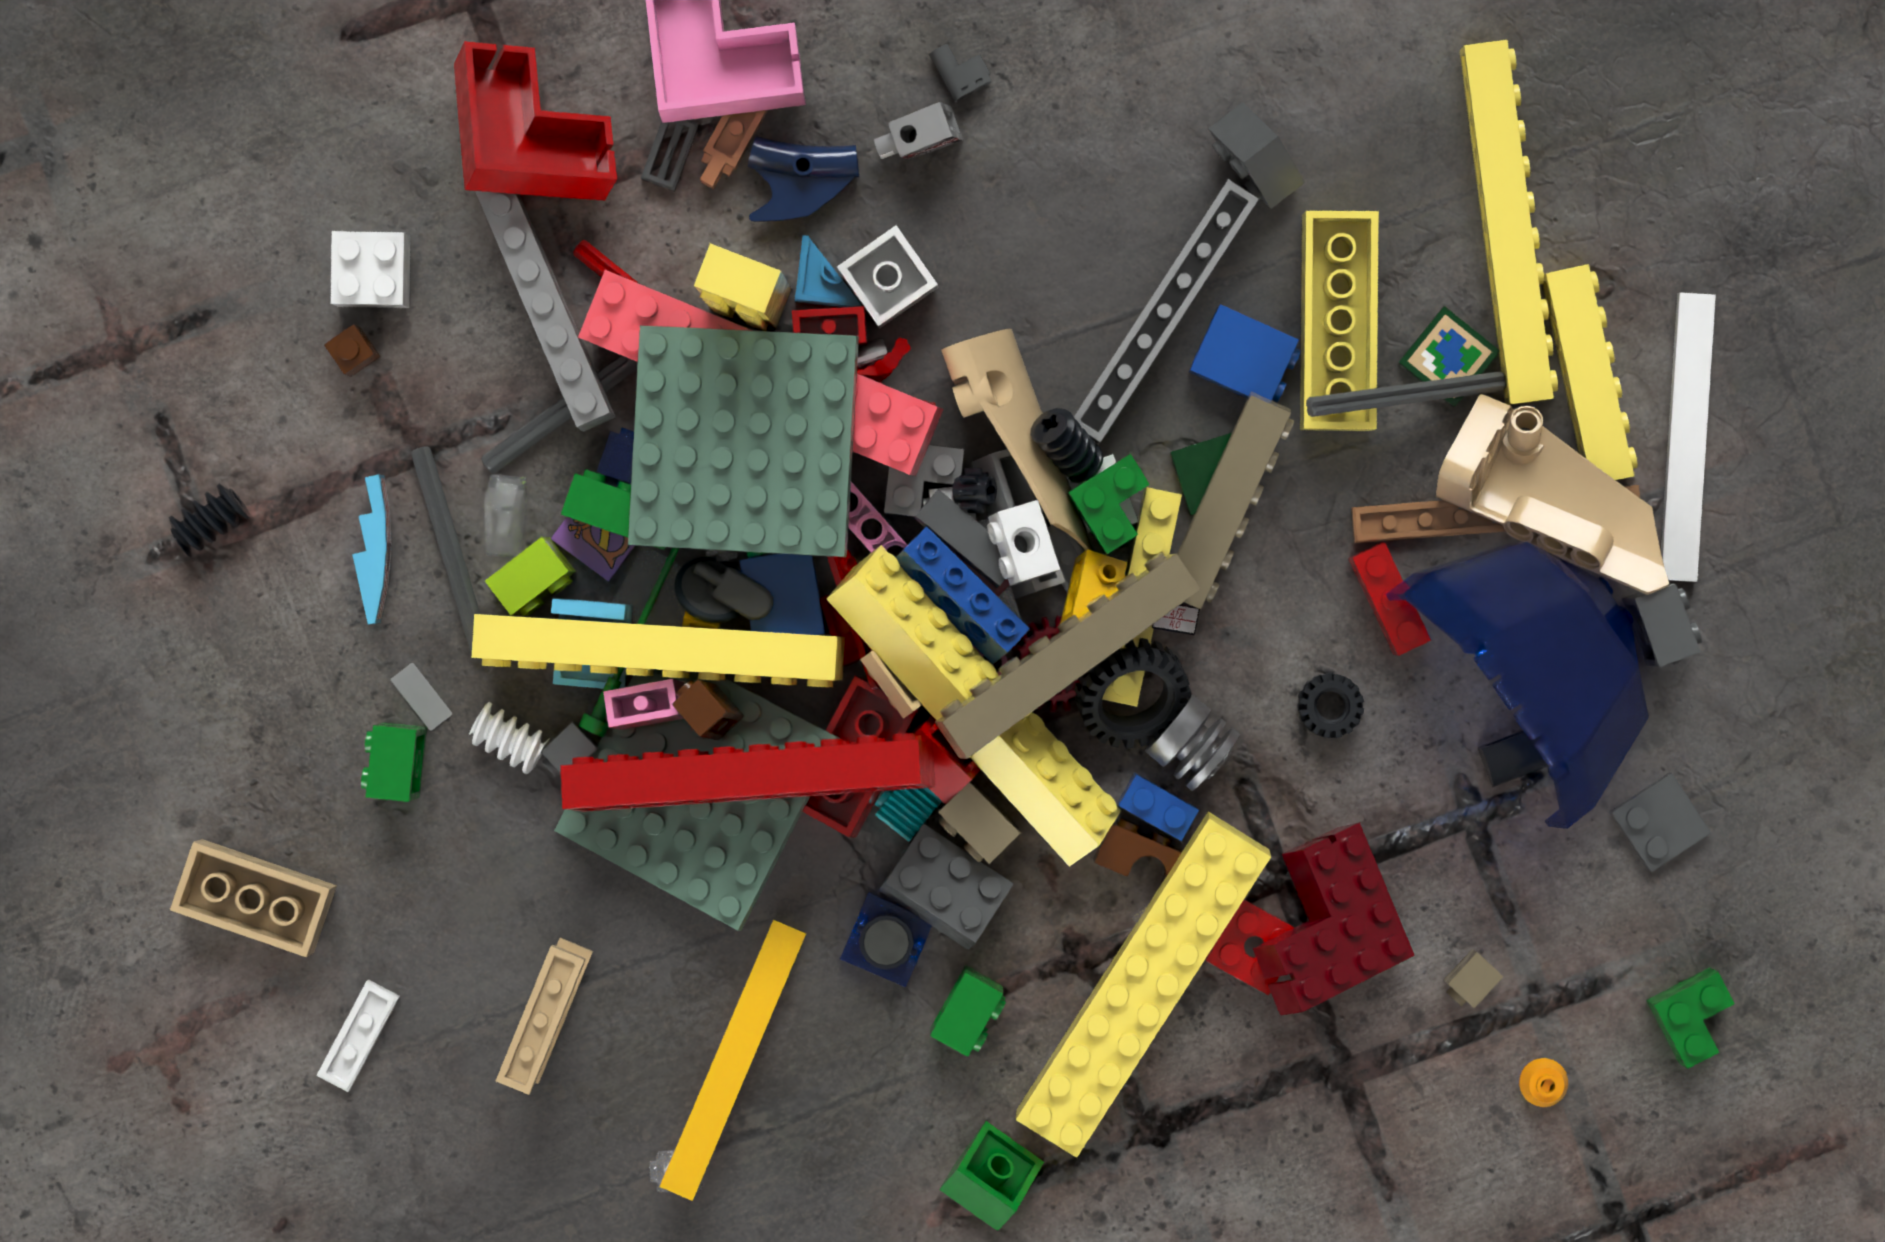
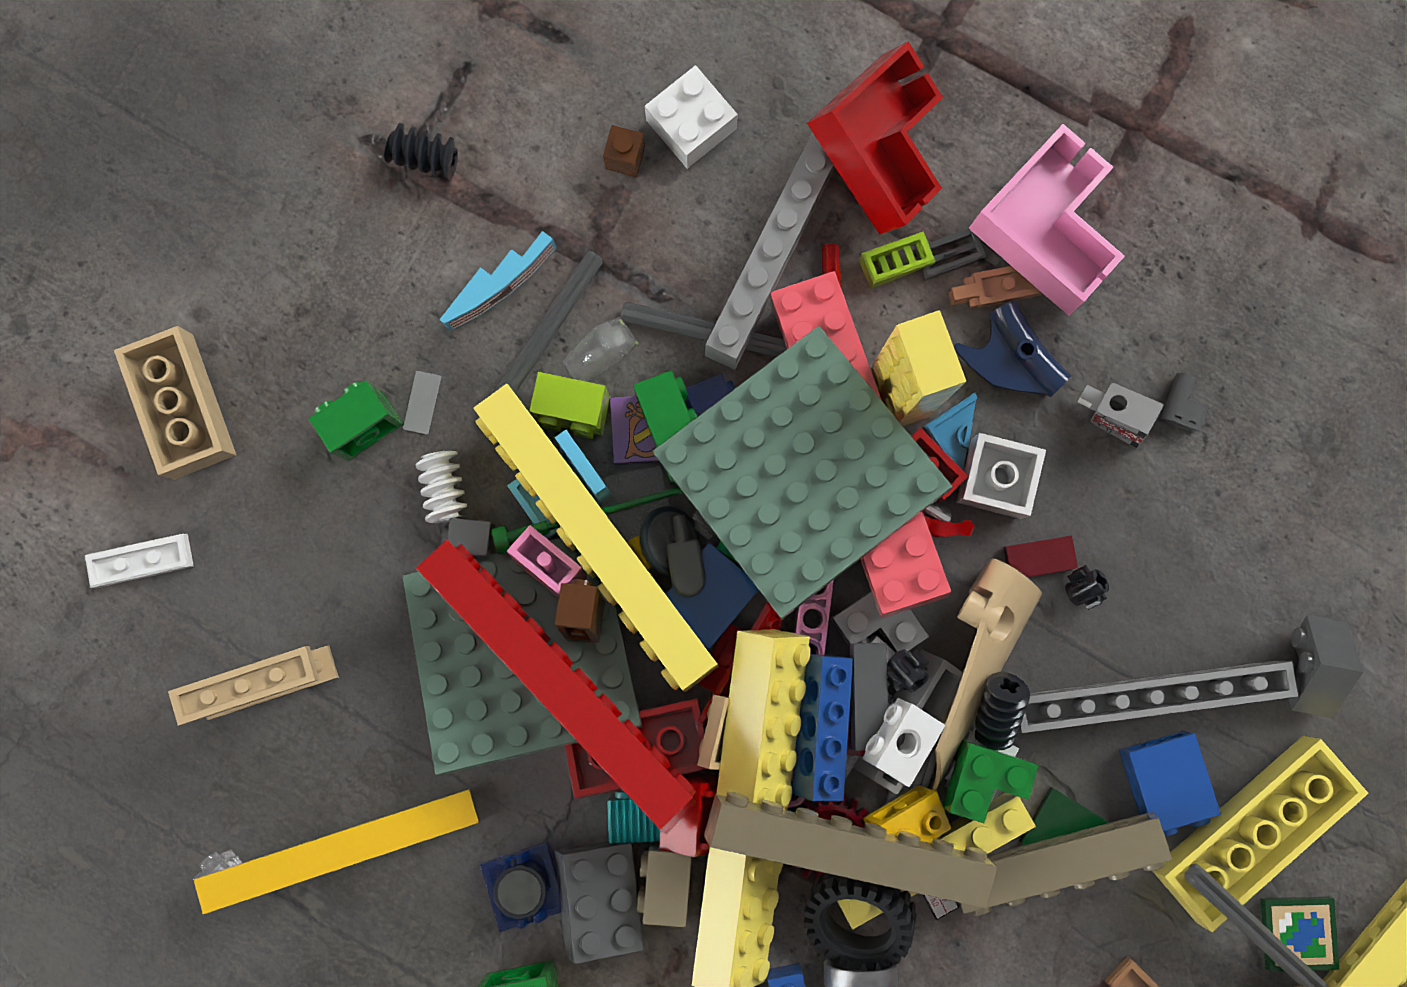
camera: 55 degrees right, 5 degrees down
(615, 226) = (875, 280): none -> lime slope
(982, 299) = (1042, 556): none -> dark red tile
(1036, 285) = (1087, 587): none -> black gear

